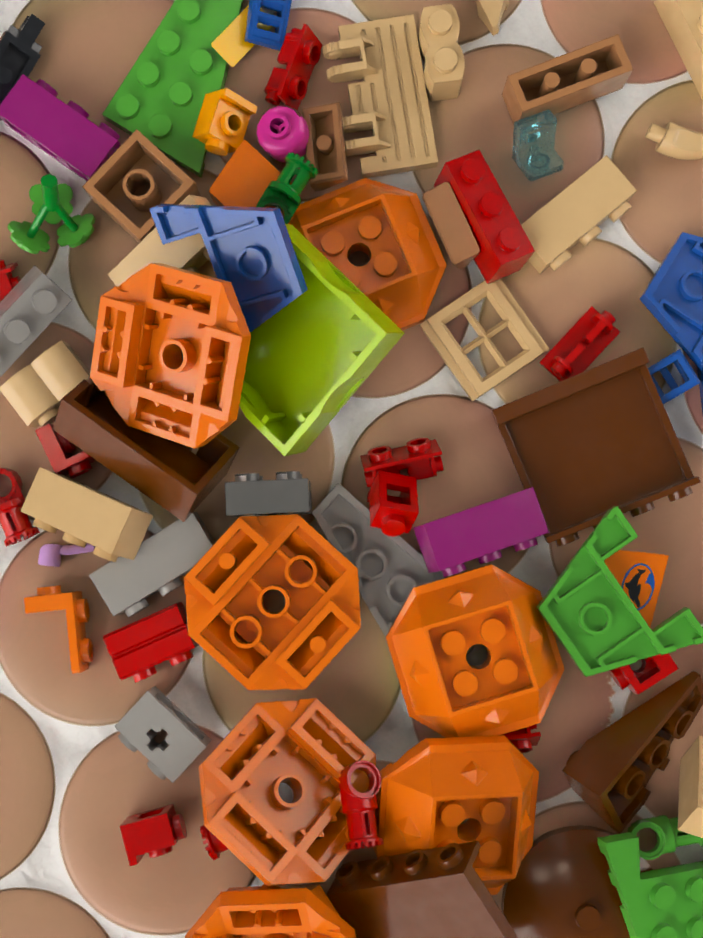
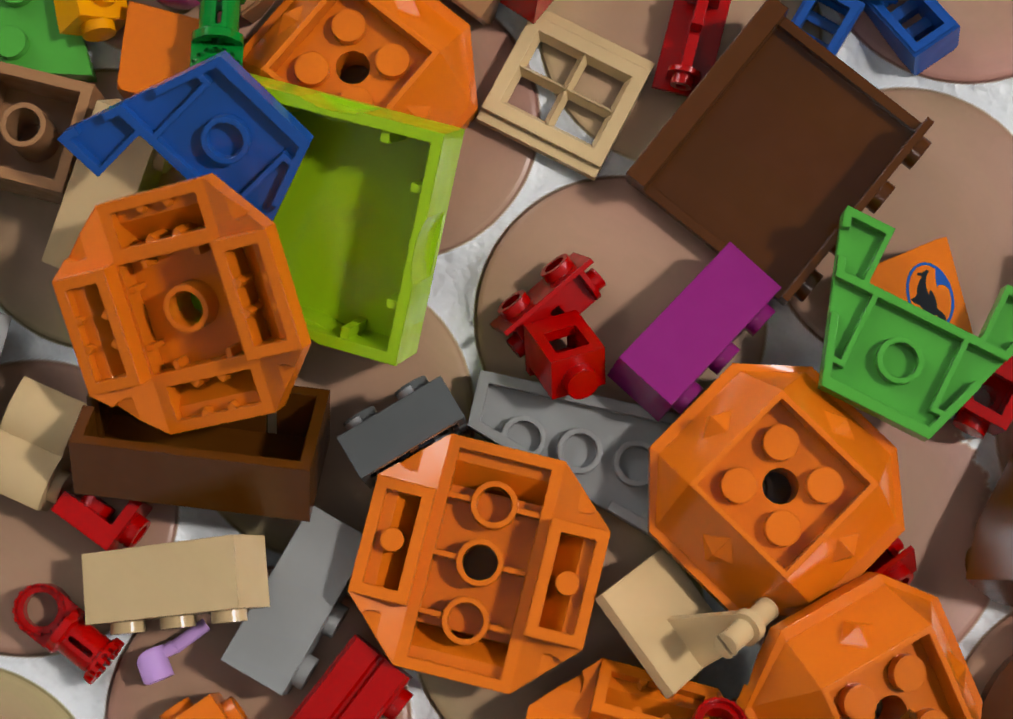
camera: 30 degrees left, 5 degrees down
(369, 702) = (674, 626): none -> tan plate

